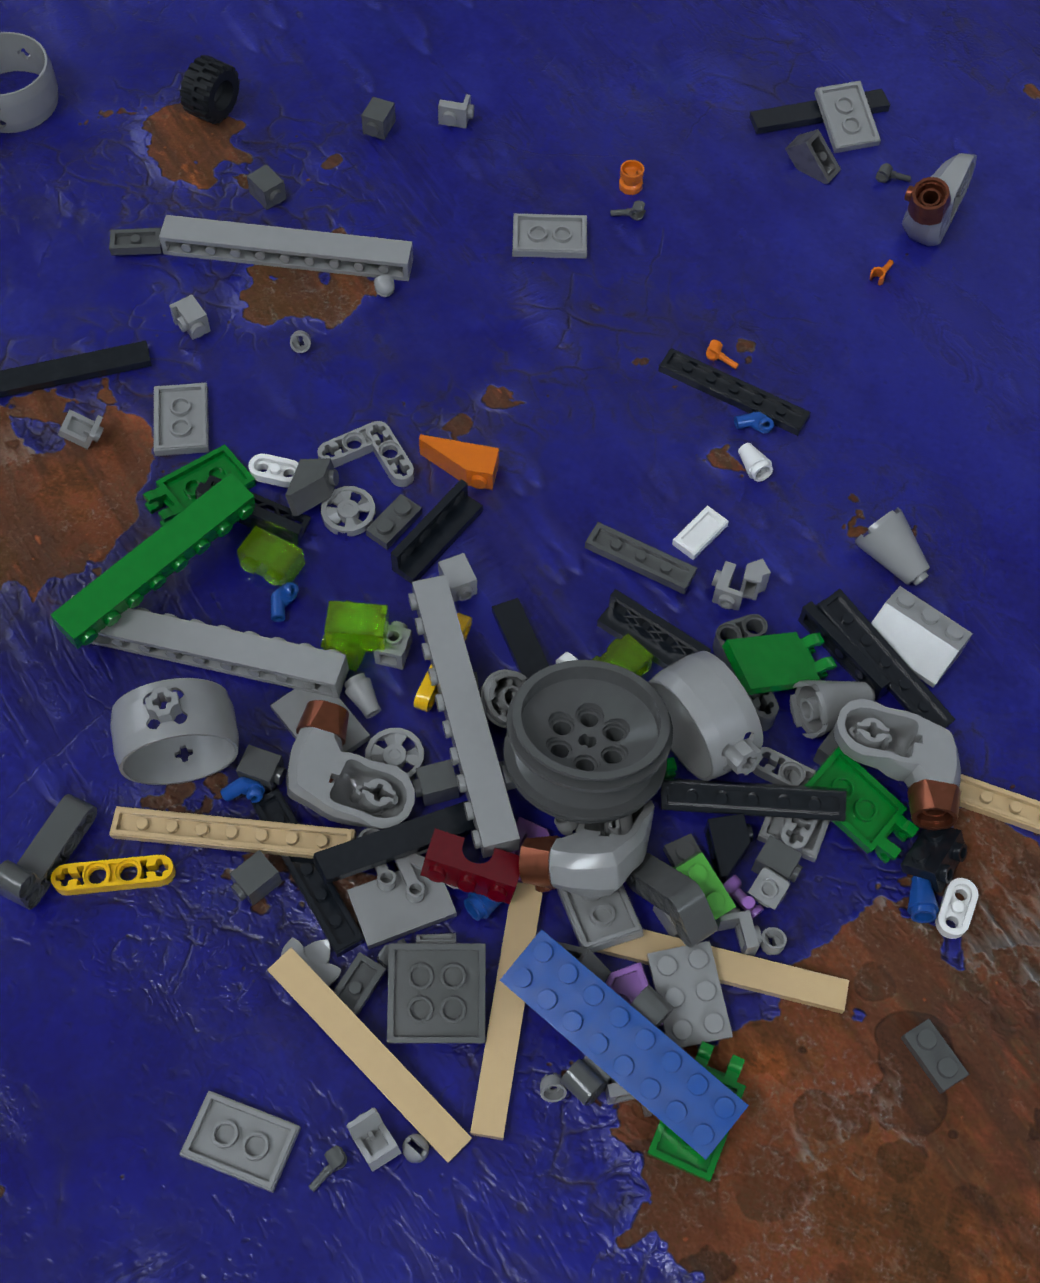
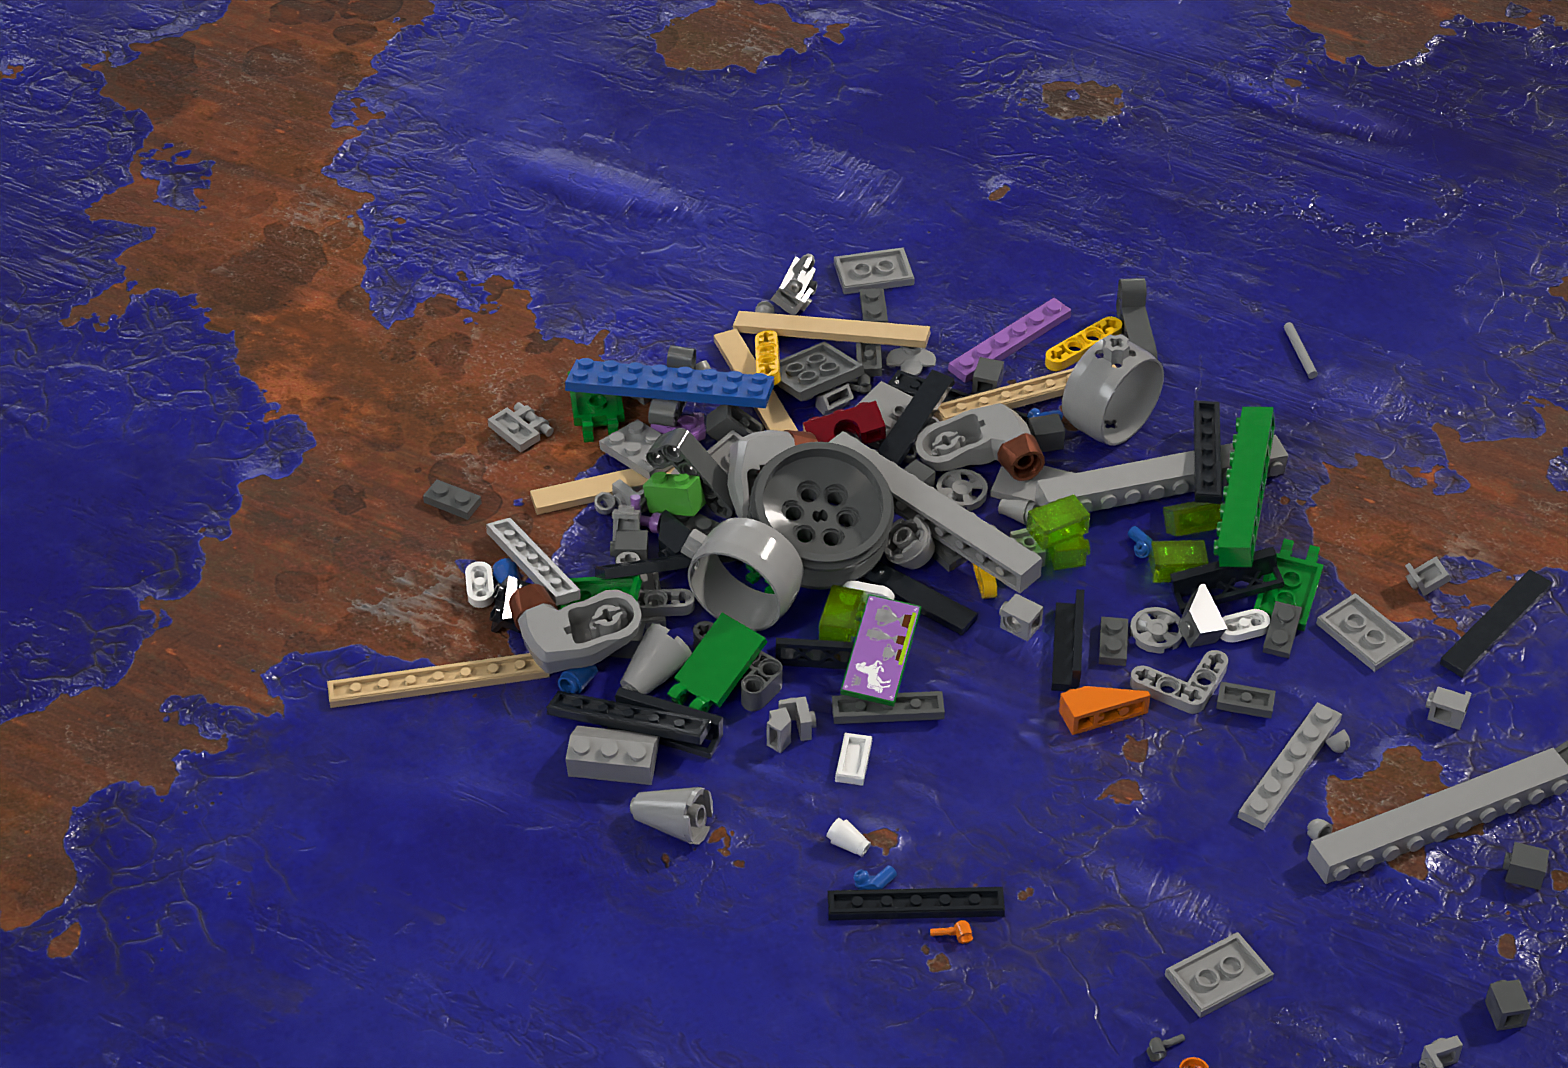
camera: 150 degrees right, 15 degrees down
(145, 630) = (1207, 452): none -> black tile
(180, 930) = (1011, 338): none -> medium lavender plate
(217, 586) = (1191, 518): none -> clear neon green brick
(242, 449) = (1282, 629): none -> dark grey plate
(288, 1074) = (873, 305): none -> dark grey plate
(338, 407) = (1245, 700): none -> dark grey plate
(349, 1157) = (798, 276): none -> light grey hinge
(353, 346) = (1289, 766): none -> light grey plate
(475, 1046) = (768, 354): none -> yellow beam
(620, 585) = (881, 650): none -> tile
(818, 1118) = (515, 429): none -> light grey plate
(897, 887) = (533, 561): none -> light grey plate

